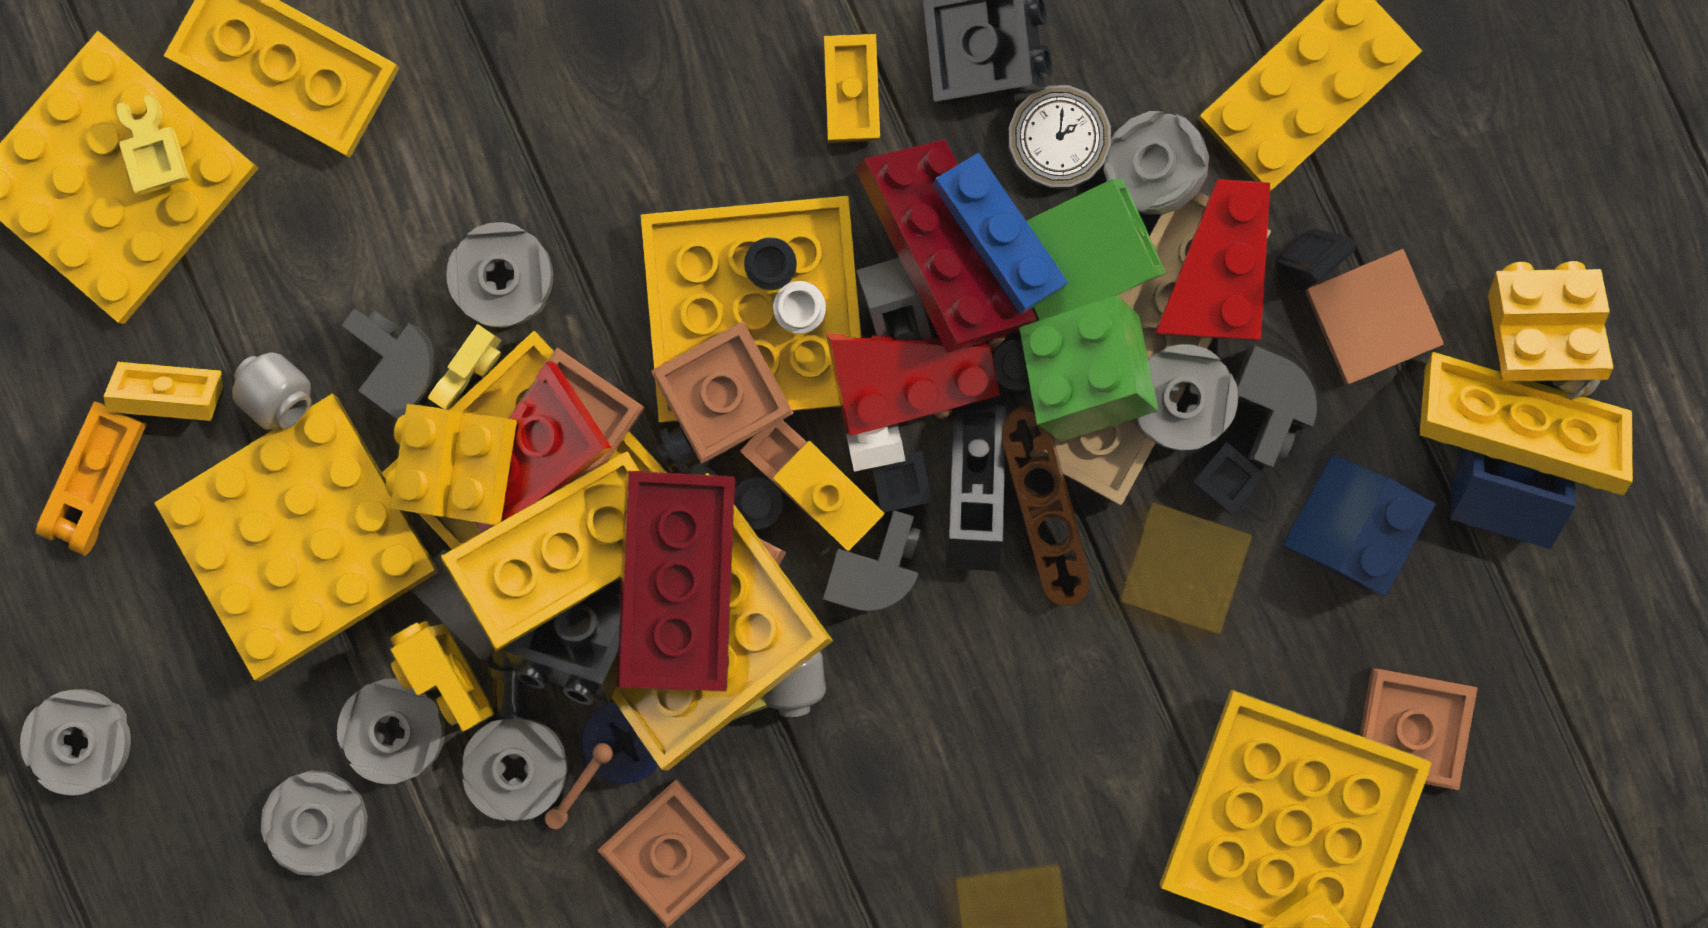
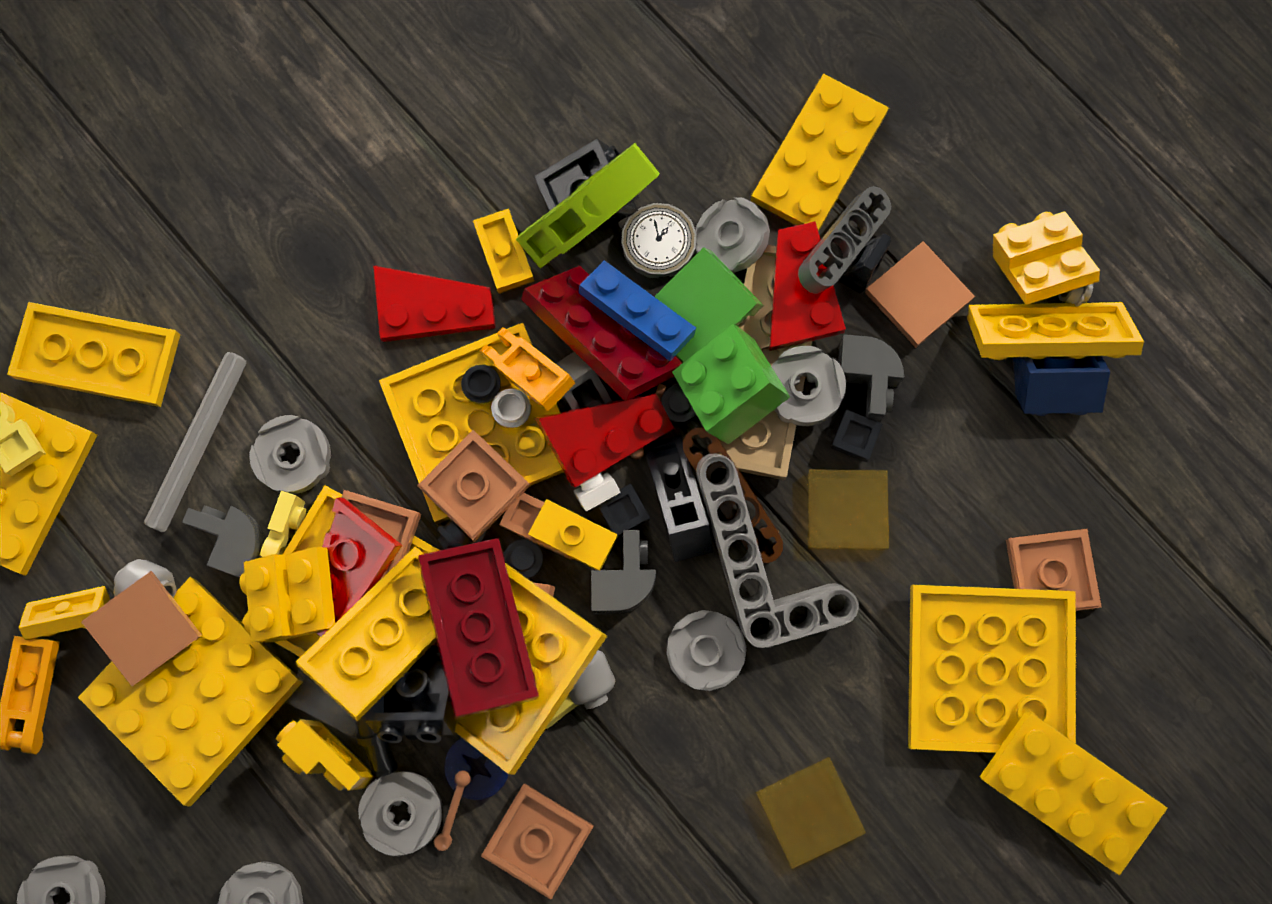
camera: 15 degrees left, 10 degrees down
(258, 447) = (141, 628): none -> nougat tile
(365, 744) = (283, 831): light grey plate -> none
(383, 218) = (195, 442): none -> light grey axle
(732, 131) = (429, 306): none -> red wing
(838, 270) = (529, 370): none -> light orange hinge
(950, 688) = (706, 650): none -> light grey tile
(982, 76) = (588, 206): none -> lime slope
(1038, 607) = (751, 566): none -> light grey beam
(1298, 213) = (847, 241): none -> dark grey beam
(1358, 525) = (961, 439): dark blue slope -> none

